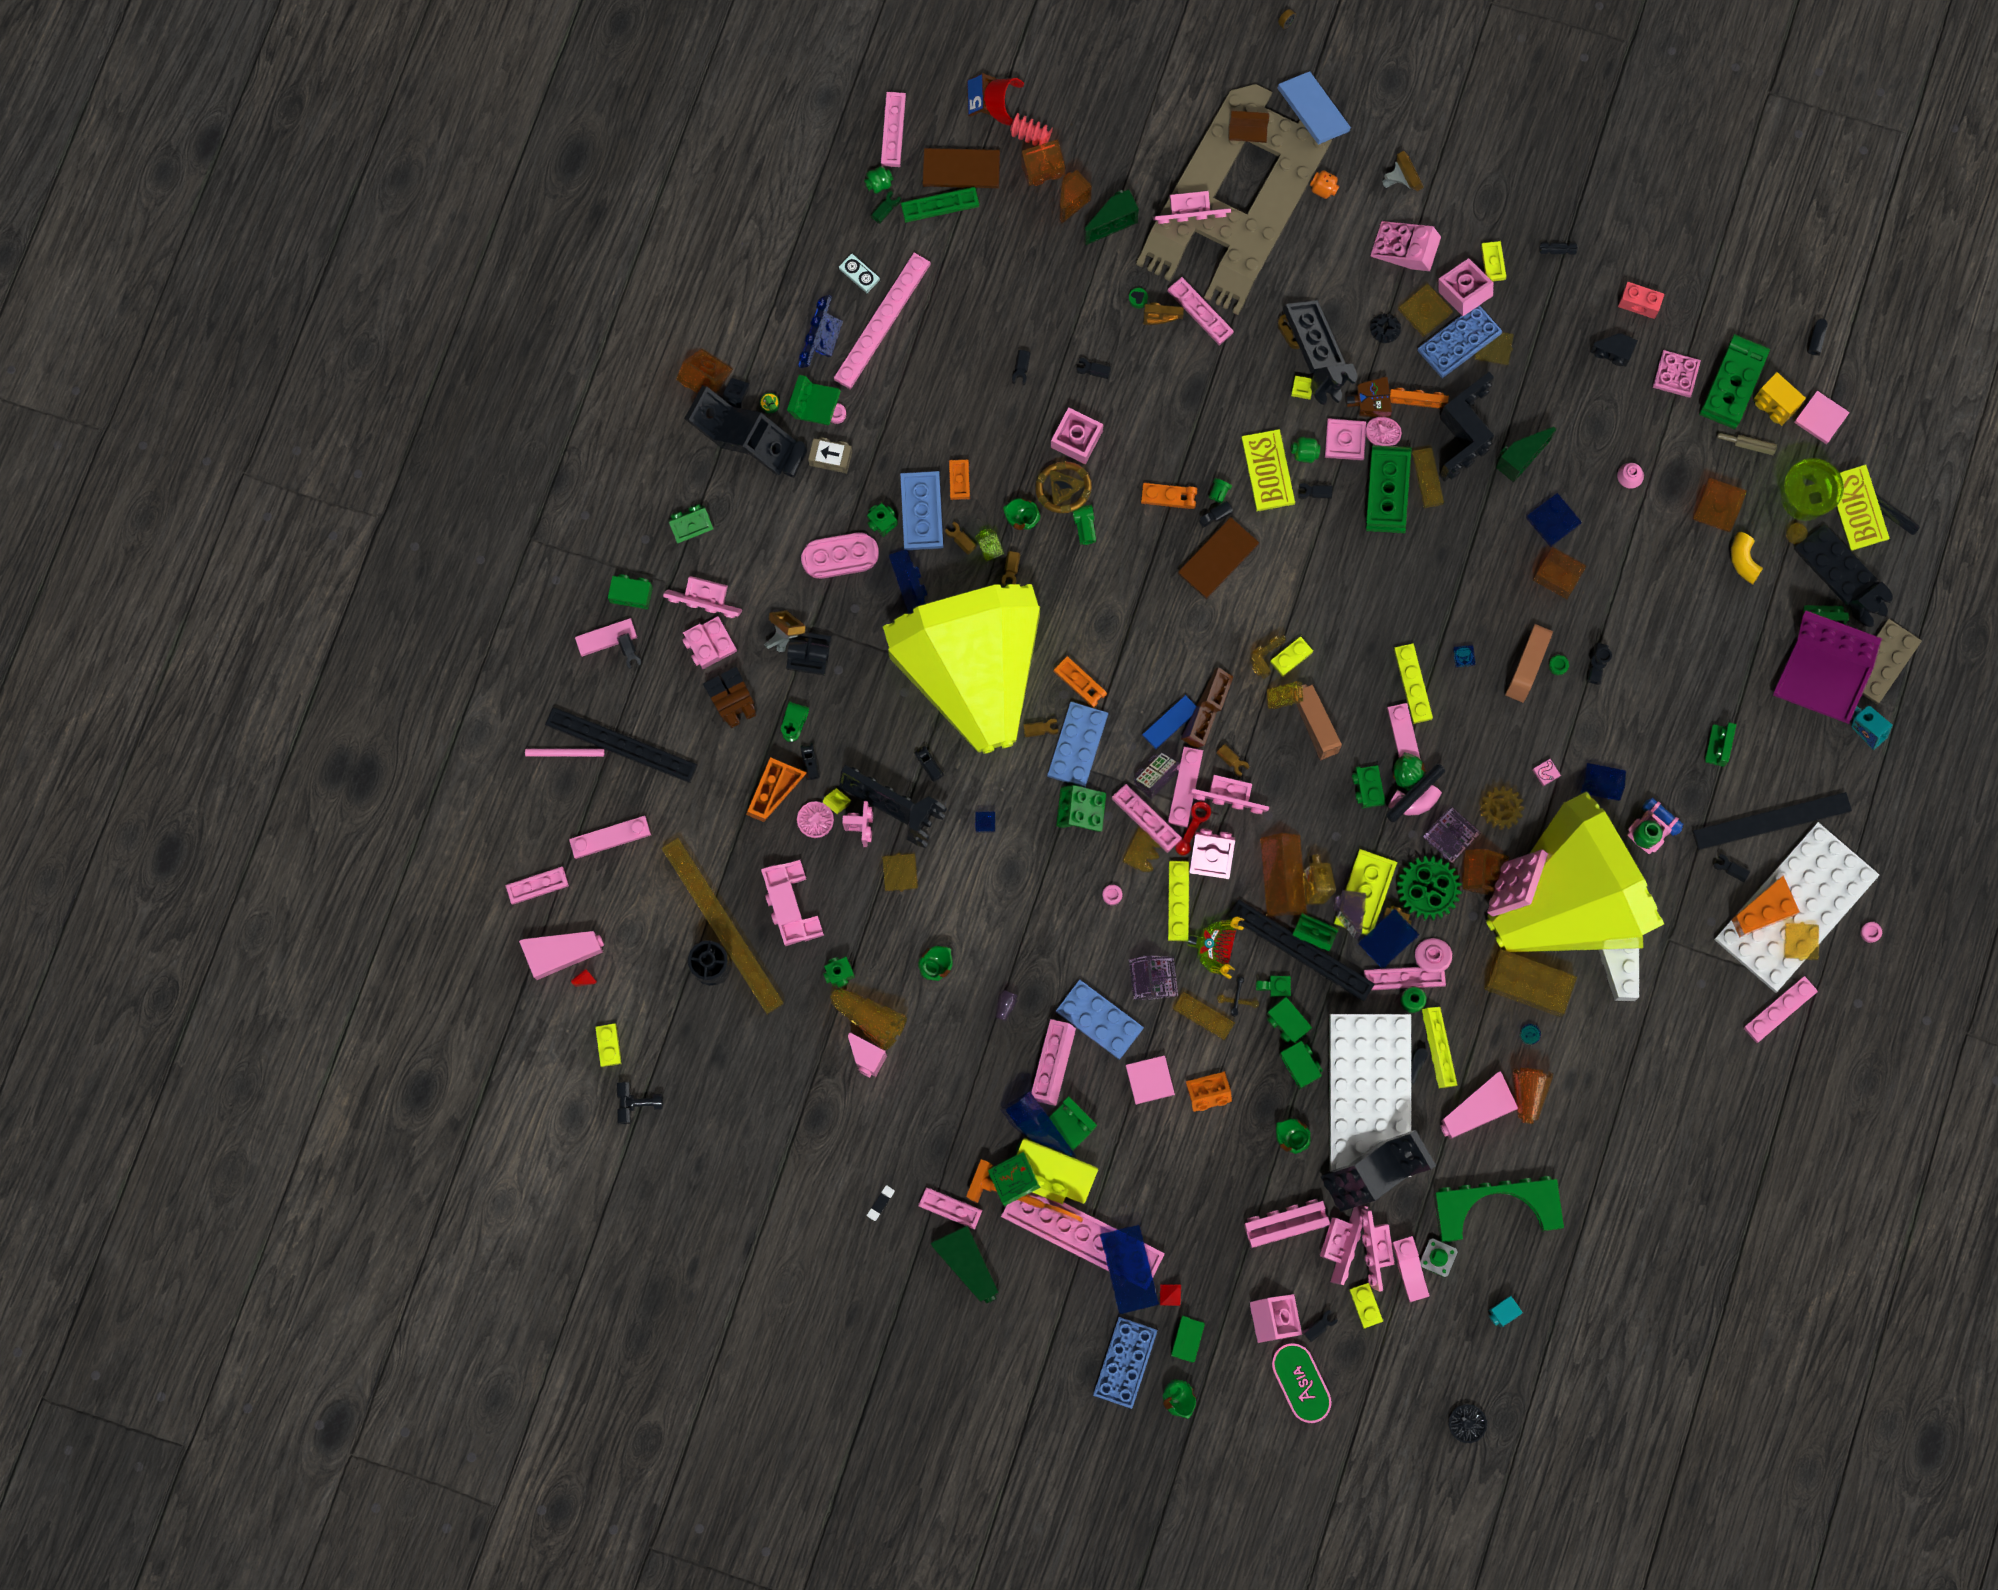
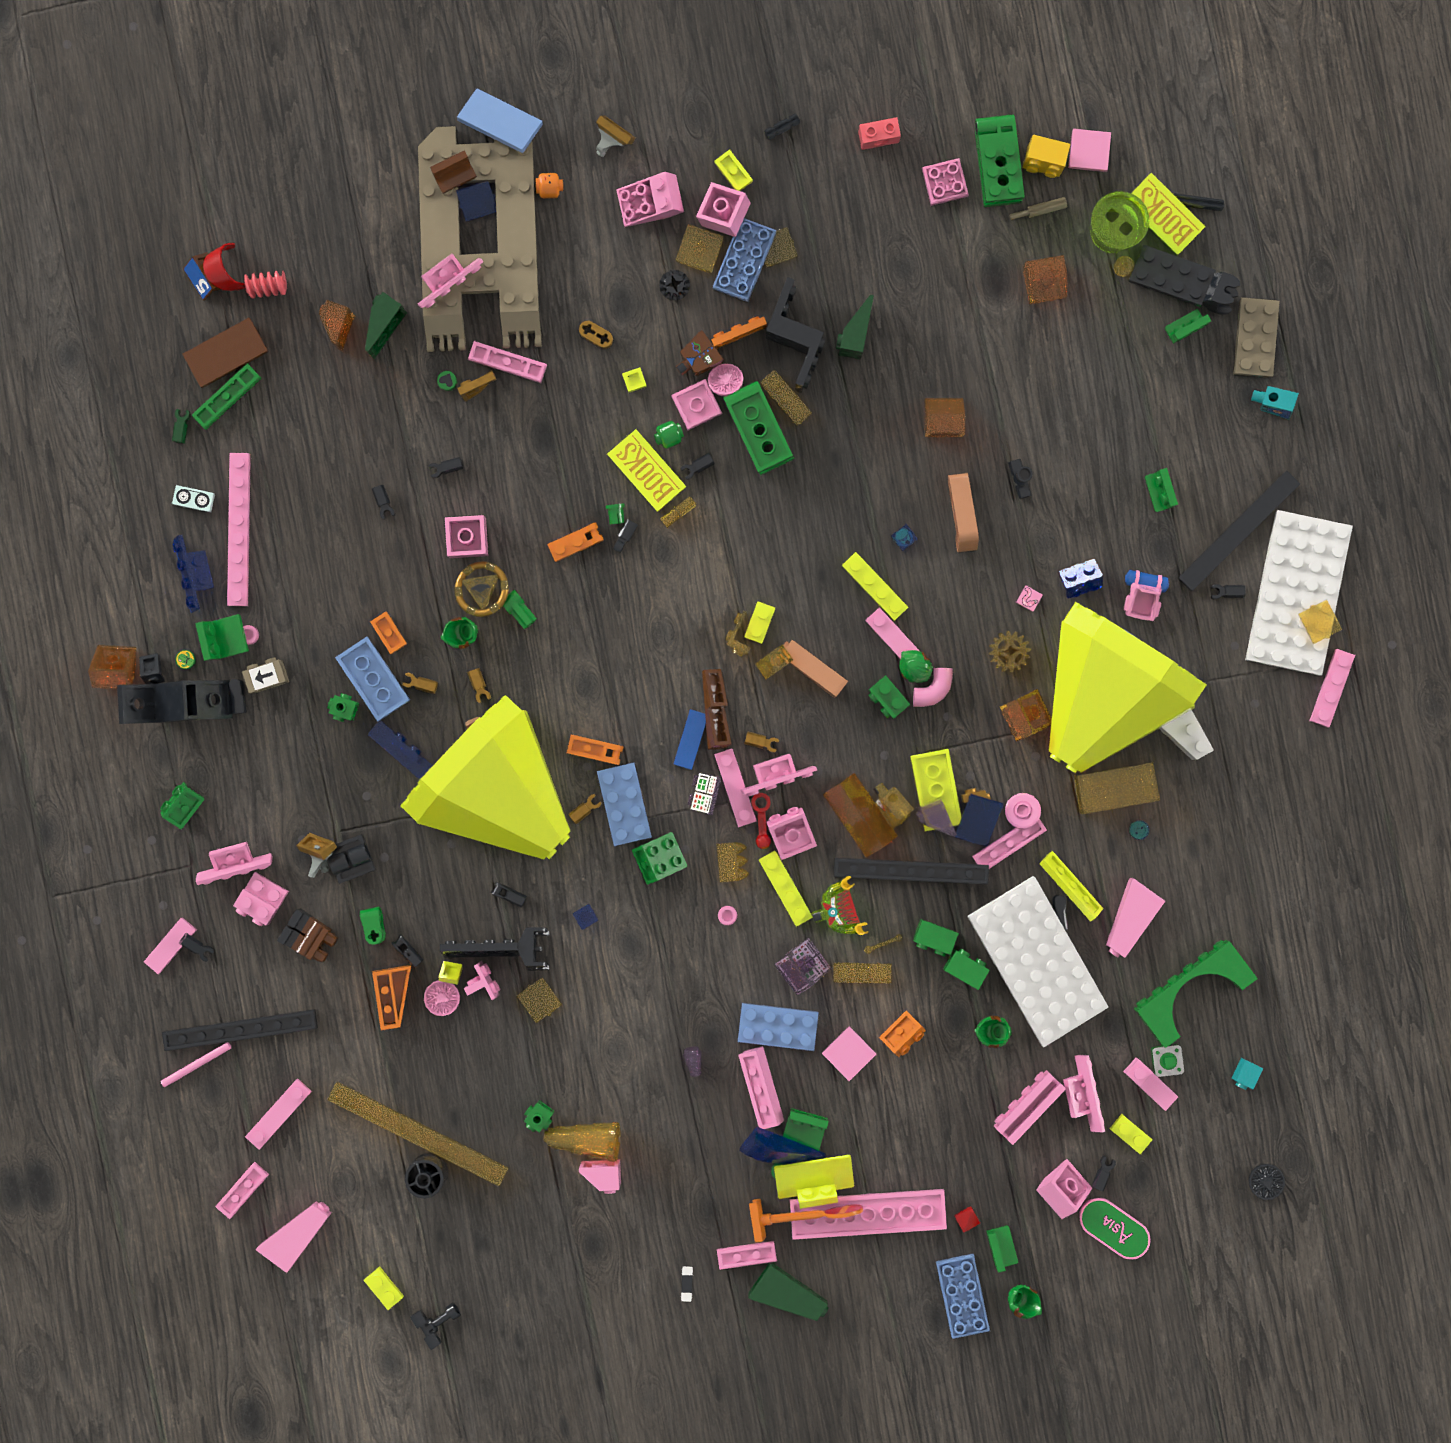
camera: 30 degrees left, 10 degrees up
(583, 979) = (330, 1244): red slope -> none
(630, 591) = (167, 895): green brick -> none
(786, 910) = (459, 1086): bright pink bracket -> none
(840, 555) = (326, 758): bright pink tile -> none
(878, 179) = (159, 405): green piece -> none
(893, 129) = (145, 351): bright pink plate -> none
(935, 963) = (615, 1062): green hair -> none
(989, 544) = (447, 674): clear neon green bracket -> none
(1014, 1178) = (786, 1206): green tile -> none
(1043, 163) = (294, 308): clear orange slope -> none
(1129, 1269) = (923, 1222): clear blue bracket -> none
(1146, 818) = (718, 834): bright pink plate -> none
(1218, 558) = (649, 573): reddish brown tile -> none
(1234, 1012) = (885, 955): black hinge -> none
(1254, 163) = (476, 200): none -> clear blue piece
(1275, 520) = (678, 512): none -> clear yellow axle
(1278, 986) = (908, 911): green plate -> none
(1287, 19) = (429, 51): pearl gold tile -> none
(1315, 932) = (914, 849): green plate -> none
(1319, 350) = (629, 339): black hinge -> none
(1378, 1170) = (1082, 1025): black bracket -> none
(1378, 1247) = (1115, 1083): bright pink bracket -> none
(1408, 1005) = (1035, 859): green piece -> none
(1415, 793) = (932, 683): black axle -> none
(1422, 905) = (989, 773): green gear -> none
(1451, 835) = (981, 699): clear purple slope -> none
(1517, 883) = (1061, 714): bright pink plate -> none
(1530, 1092) = (1167, 879): clear orange cone -> none
(1554, 520) = (913, 373): clear blue plate -> none
(1558, 665) = (987, 499): green tile -> none
(1615, 348) = (883, 189): black slope -> none
(1628, 478) = (956, 301): bright pink cone -> none
(1647, 834) = (1145, 607): green head -> none
(1742, 558) = (1090, 316): yellow cylinder -> none
(1767, 909) = (1278, 612): orange wedge -> none
(1818, 337) = (1047, 79): black bar -> none
(1828, 667) = (1217, 374): magenta bracket -> none
(1871, 932) = (1371, 578): bright pink tile -> none

